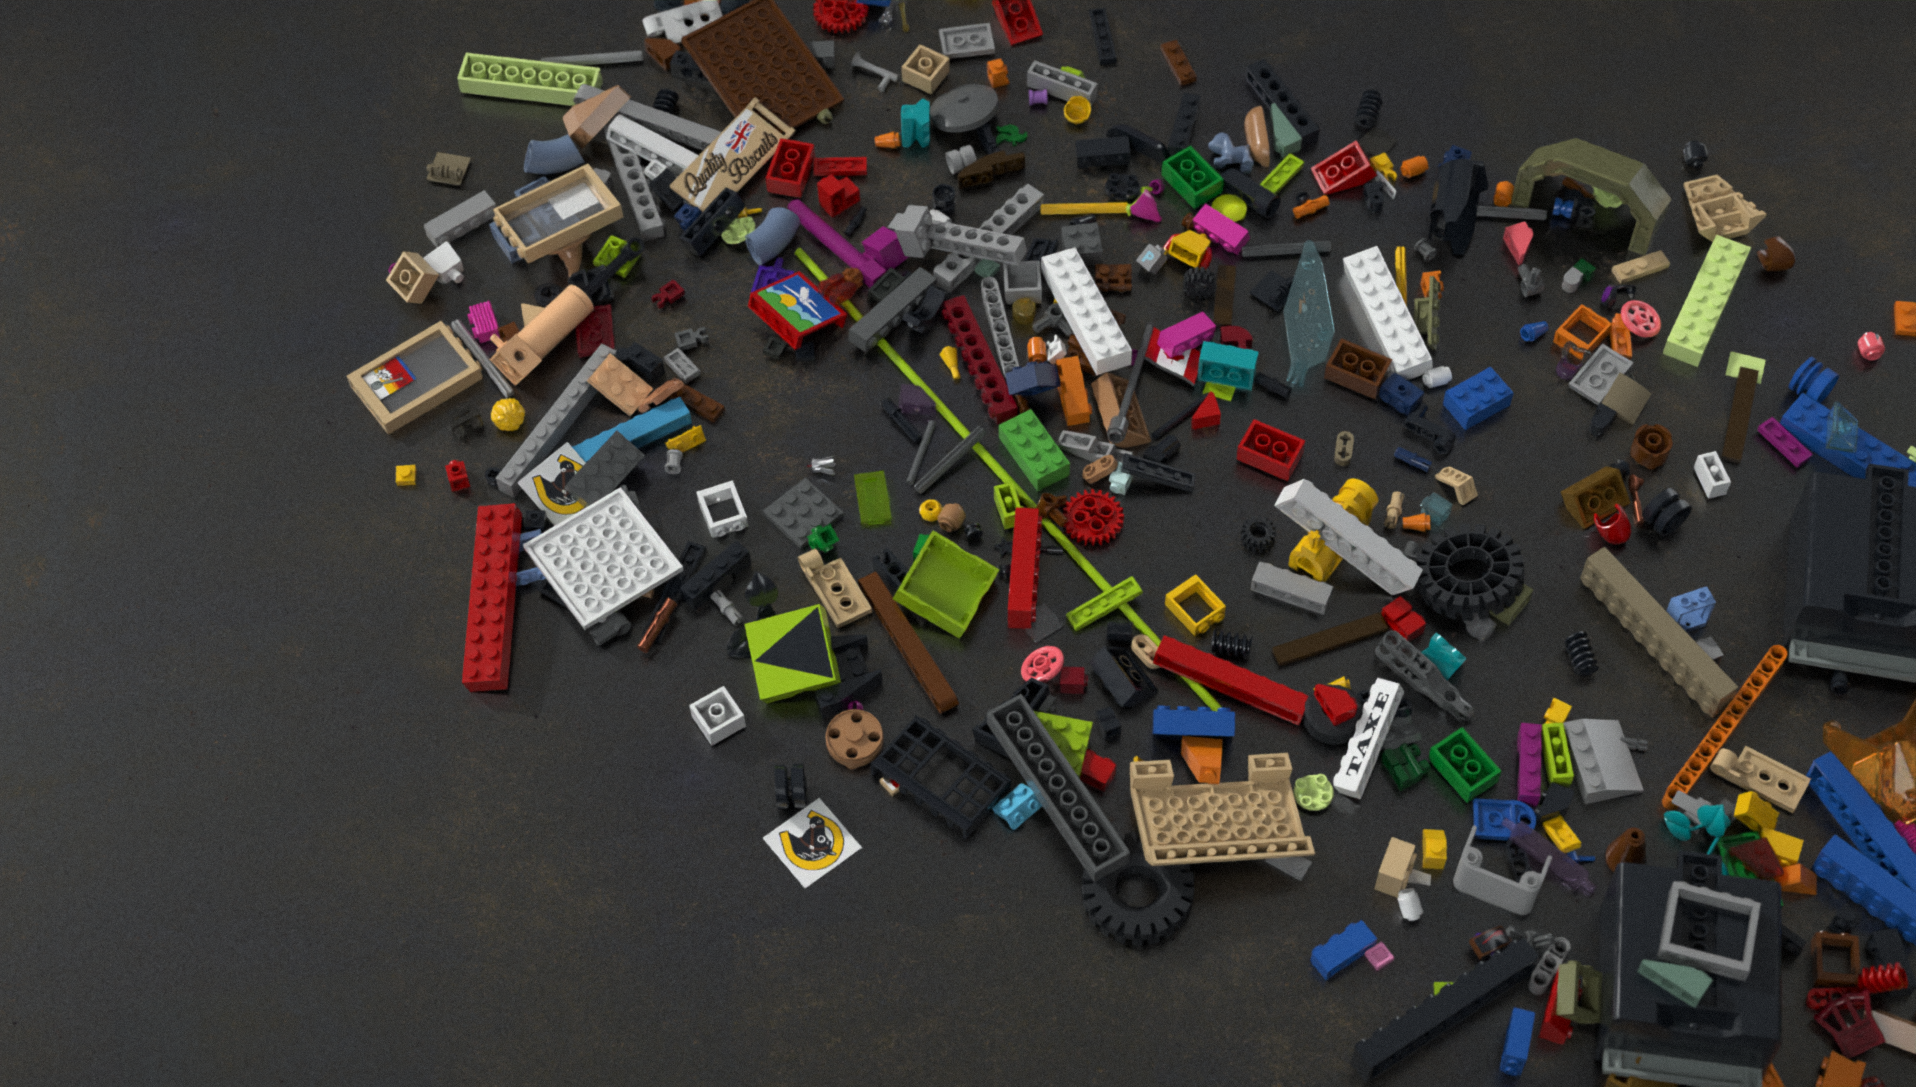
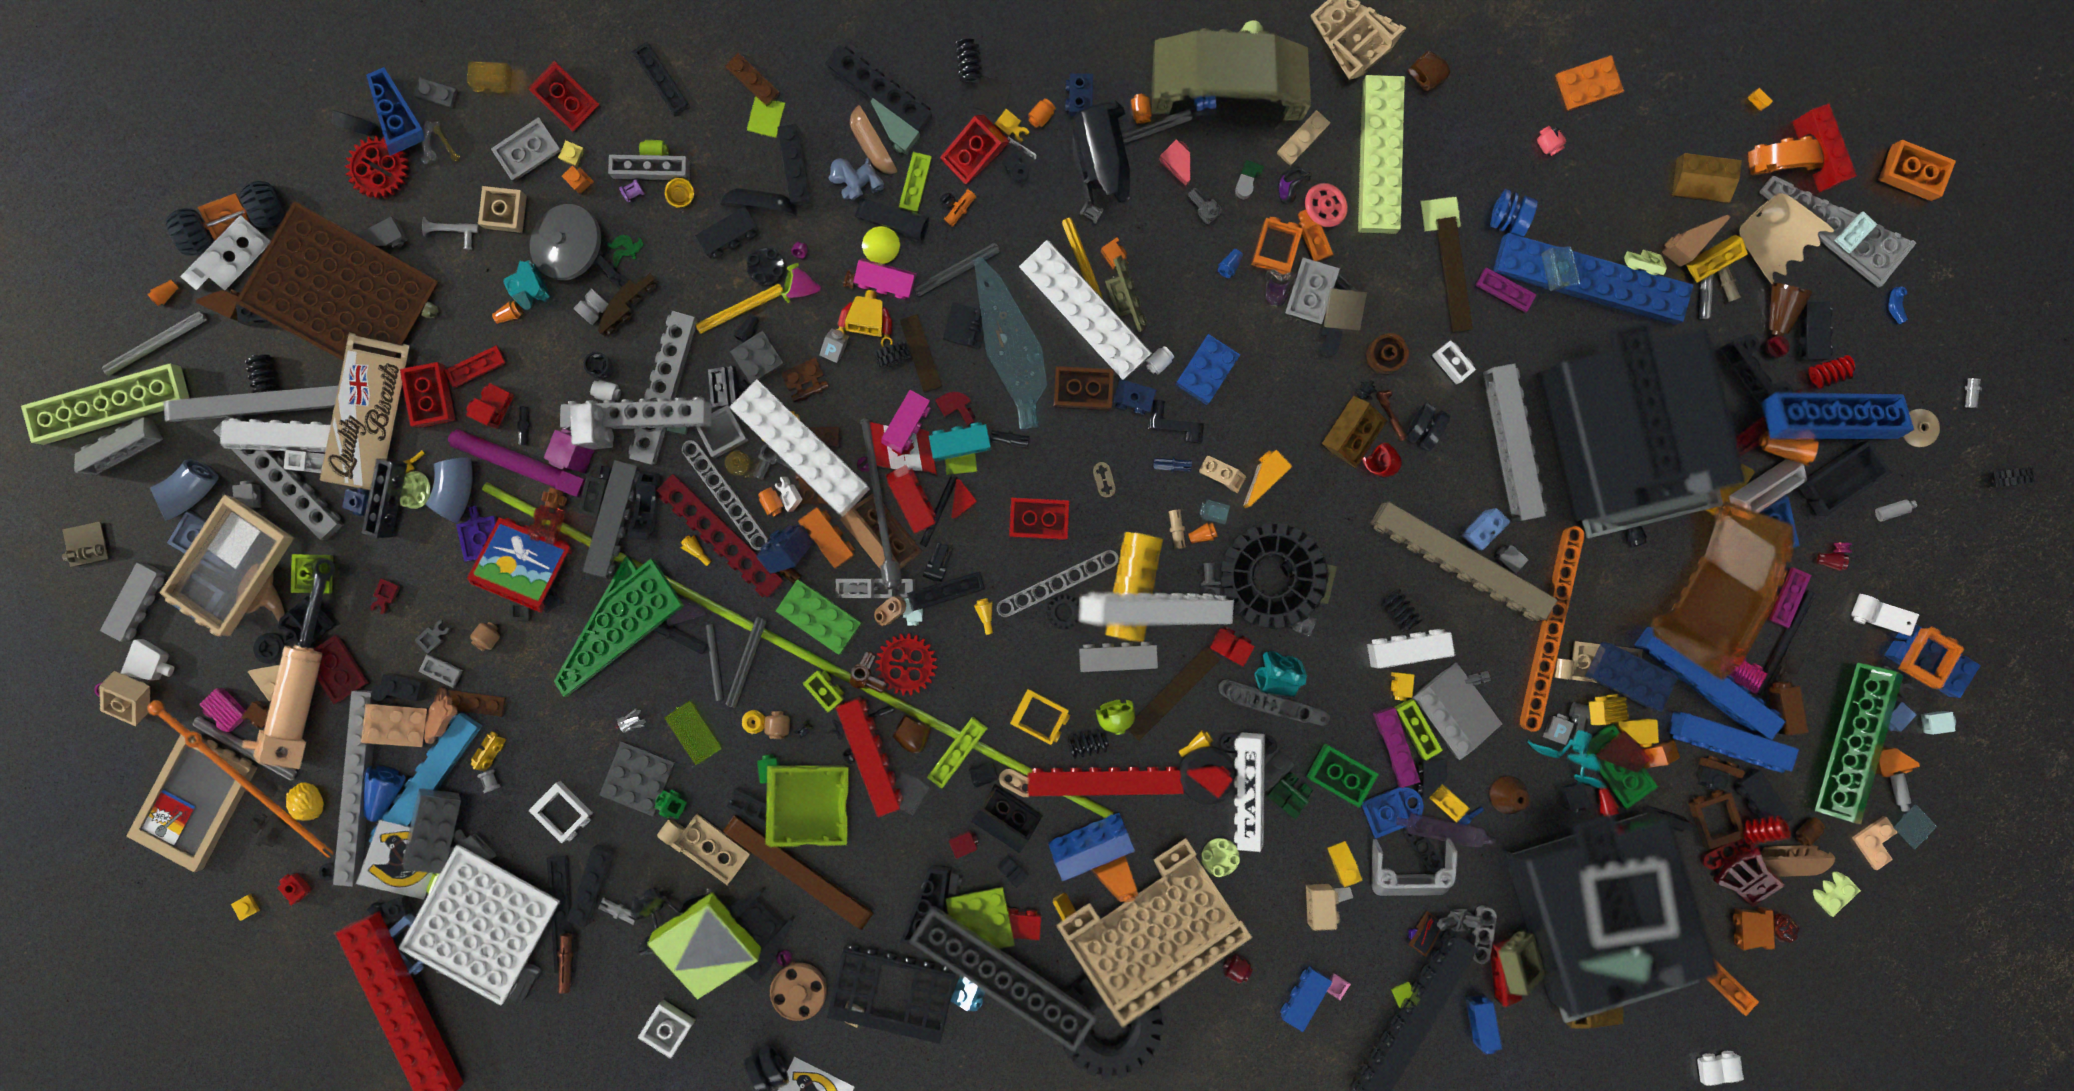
camera: 30 degrees left, 30 degrees up
(450, 327) = (157, 708): none -> orange bar
(519, 113) = (117, 446): none -> light grey slope
(577, 428) = (380, 791): none -> blue cone
(589, 117) = (196, 432): medium nougat wedge -> none
(620, 29) = (163, 292): none -> orange cone
(662, 189) = (310, 478): black plate -> none
(735, 354) = (485, 636): none -> medium nougat head
(869, 378) = (626, 613): none -> green wing
(1002, 54) = (571, 153): none -> light yellow plate
(1043, 664) = (944, 844): coral plate -> none
(1070, 569) = (912, 735): none -> reddish brown piece
(1164, 385) = (911, 498): none -> red brick
(1173, 92) = (765, 119): none -> lime window
(1185, 503) = (984, 610): none -> yellow cone
(1192, 177) = (830, 227): green brick -> none
(1234, 508) = (1064, 576): none -> light grey beam
(1268, 631) = (1116, 716): none -> lime cylinder
(1286, 895) = (1237, 969): none -> dark red head
(1410, 904) = (1346, 933): white brick -> none
(1498, 494) = (1268, 472): none -> light orange slope
(1577, 683) = (1410, 649): none -> white brick
(1687, 802) = (1551, 729): light grey sticker -> none
(1746, 557) = (1514, 442): none -> light grey brick
(1790, 790) = (1631, 676): none -> dark blue brick
(1868, 922) = (1730, 768): none -> reddish brown plate

